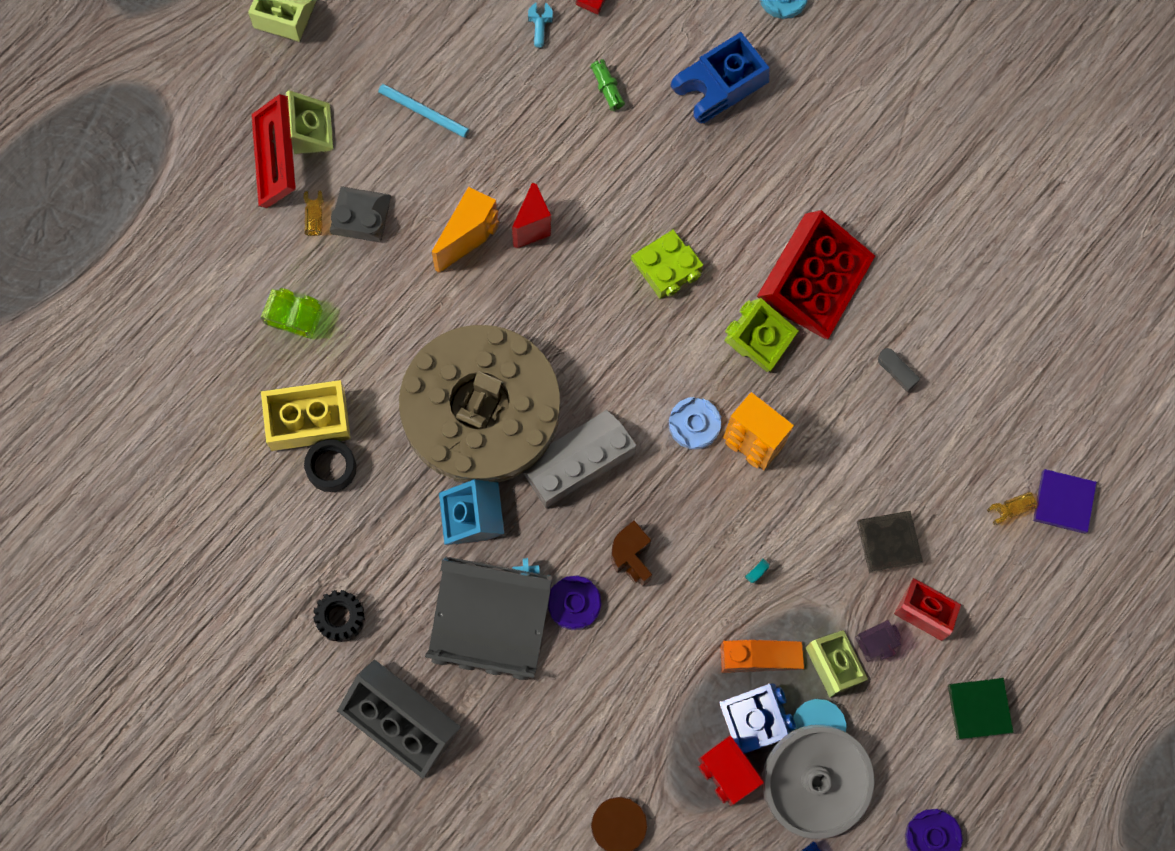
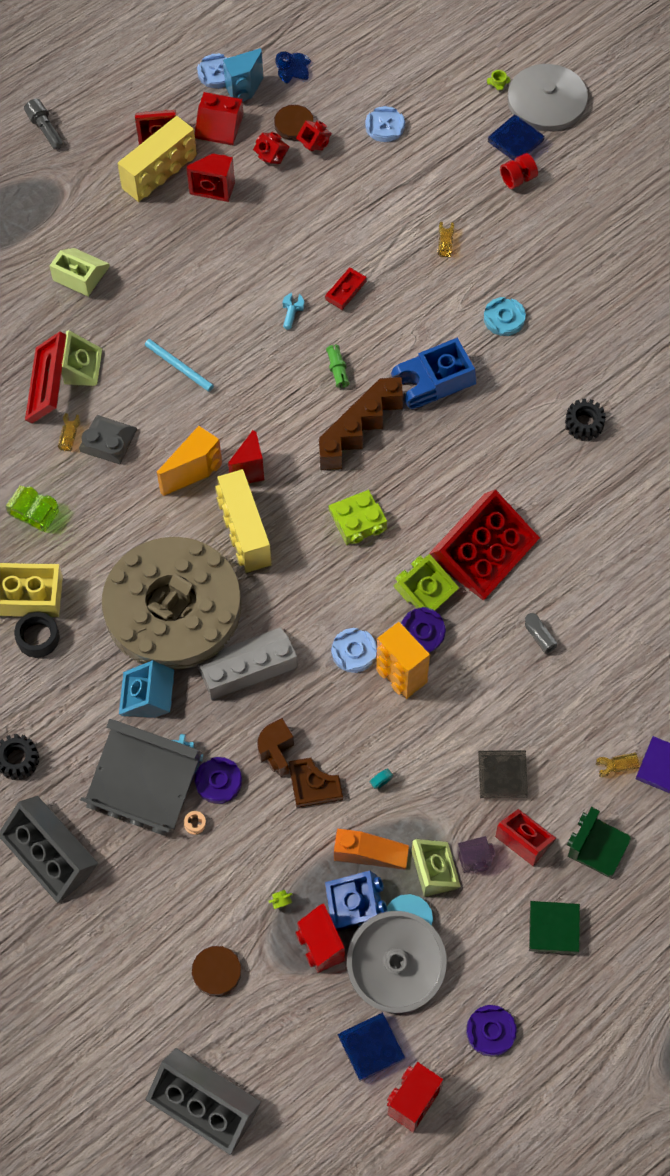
camera: 15 degrees right, 10 degrees down
(541, 291) = (243, 521): none -> light yellow brick
(563, 651) = (188, 826): none -> light nougat bush
(651, 140) = (362, 415): none -> reddish brown brick
(674, 731) = (280, 899): none -> lime plate
(680, 590) = (312, 785): none -> reddish brown tile
(769, 383) = (425, 627): none -> dark purple tile
(902, 94) = (588, 409): none -> black tyre
(1009, 605) = (598, 844): none -> dark green bracket

